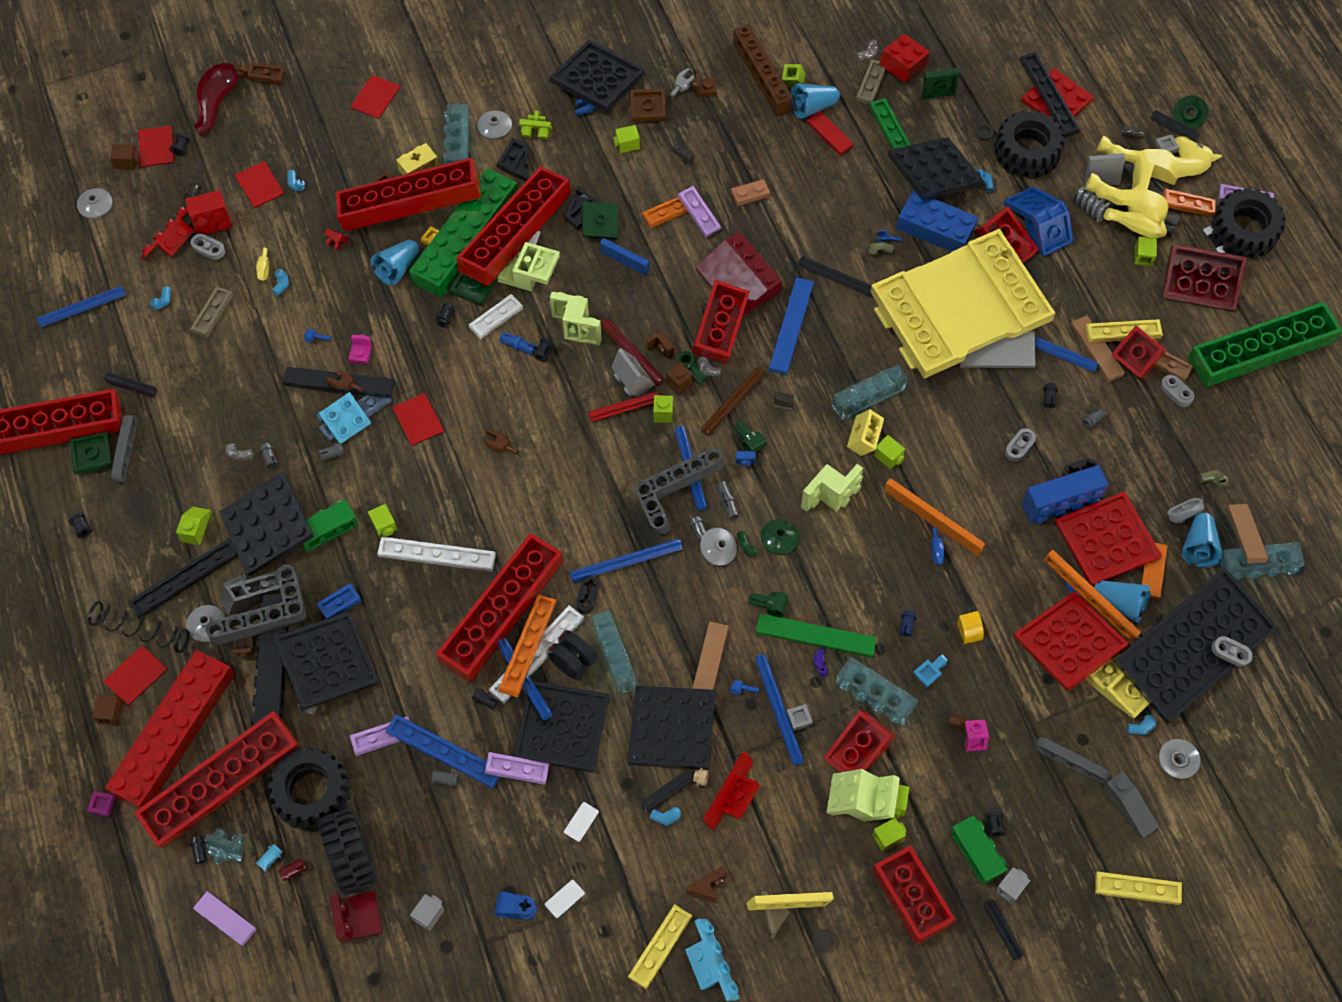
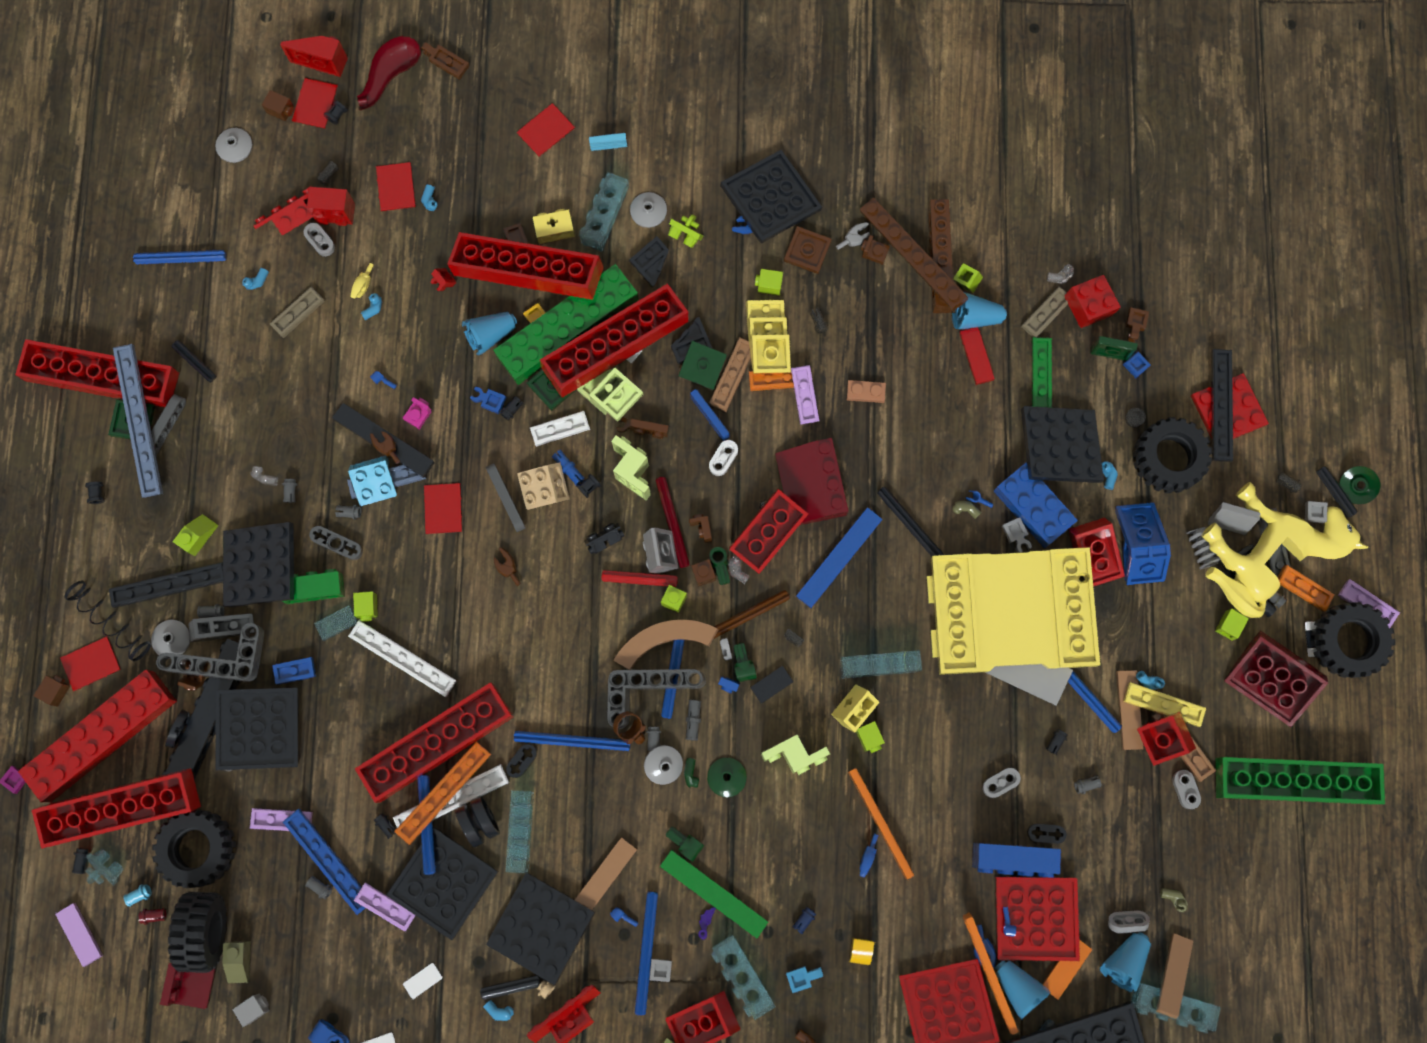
camera: 25 degrees right, 15 degrees up
(100, 444) = (137, 420): none -> sand blue tile
(143, 103) = (317, 53): none -> red slope
(248, 690) = (177, 729): none -> black tile
(337, 488) = (351, 544): none -> dark grey beam
(360, 548) = (336, 623): none -> clear light blue tile
(394, 875) = (237, 961): none -> olive slope
(423, 316) = (490, 401): none -> blue plate
(435, 84) = (608, 141): none -> medium azure tile
(472, 386) = (505, 497): none -> dark grey beam
(501, 364) = (543, 486): none -> tan bracket
(572, 286) = (641, 427): none -> reddish brown plate
(572, 392) = (609, 533): none -> black hinge
(629, 220) = (731, 376): none -> medium nougat tile
(646, 179) = (768, 336): none -> light yellow slope
(651, 286) = (723, 458): none -> white plate
(667, 439) = (663, 633): none -> medium nougat tile
(680, 530) = (634, 733): none -> reddish brown piece
(728, 432) = (725, 649): none -> light grey tile
(740, 73) = (914, 254): none -> reddish brown plate
(782, 446) = (771, 684): none -> black tile
(931, 249) = (1016, 532): none -> light grey plate
(947, 60) = (1137, 321): none -> reddish brown plate
(964, 93) = (1136, 364): none -> blue tile
(1088, 554) = (1008, 930): none -> blue hand
(1106, 318) = (1150, 682): none -> dark azure arm

